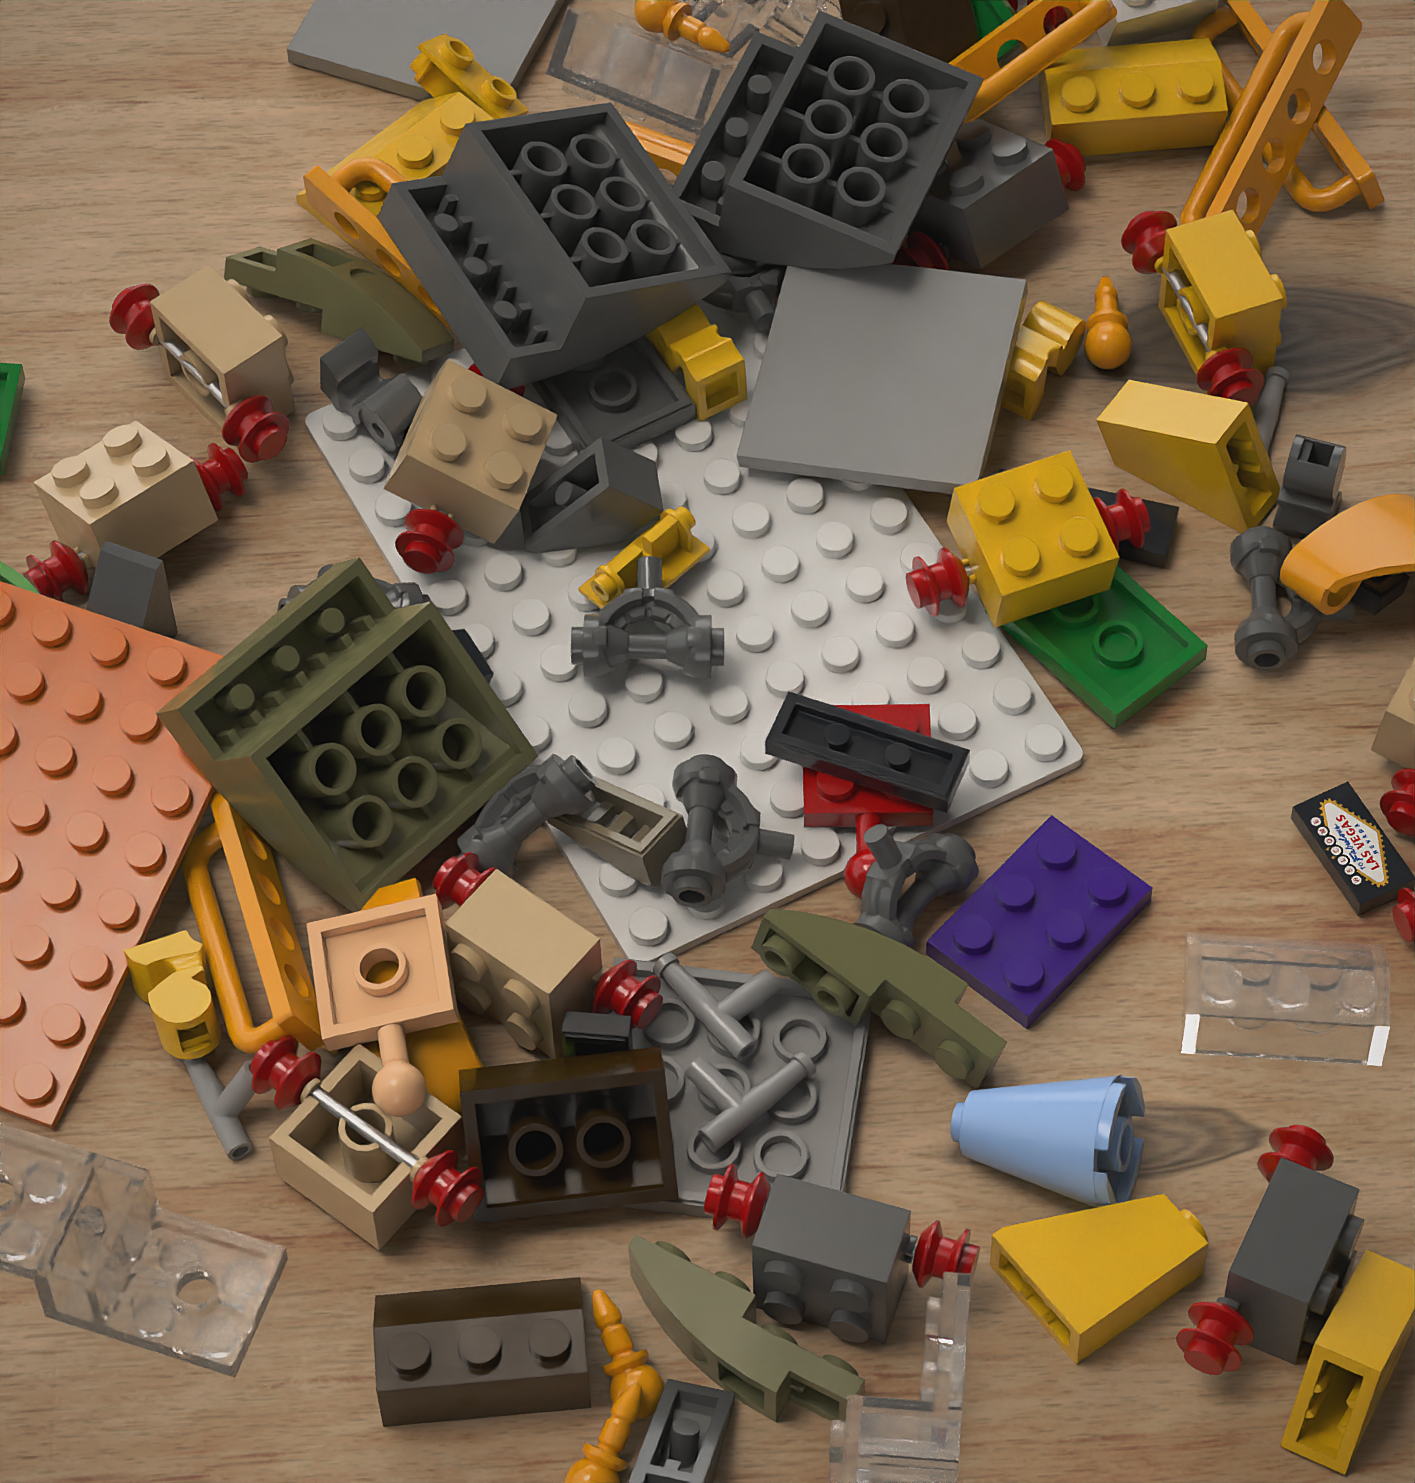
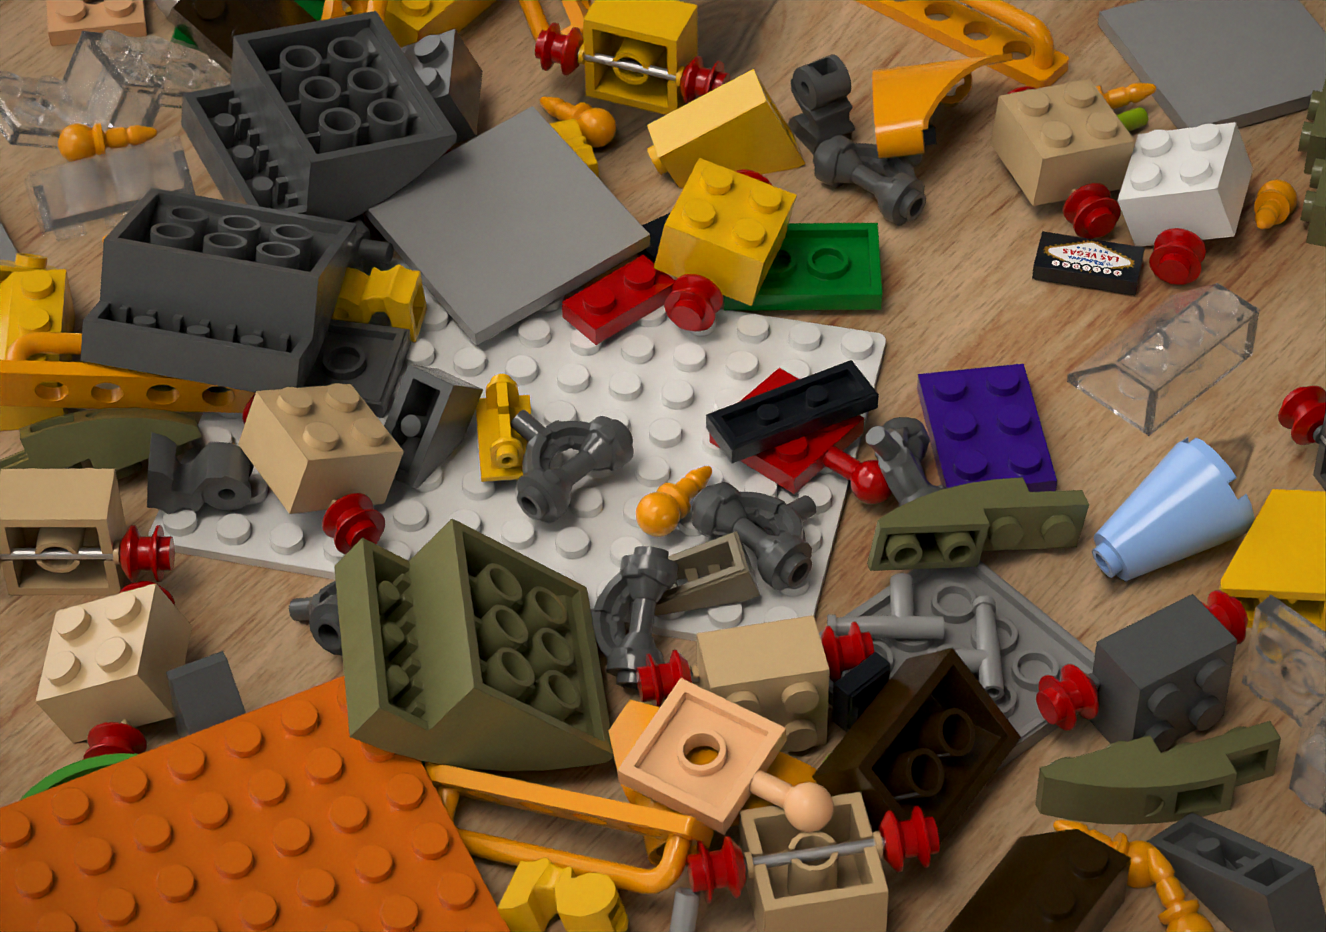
camera: 50 degrees left, 10 degrees down
(663, 743) = (662, 510): none -> light orange bar
(892, 525) = (618, 300): none -> red plate

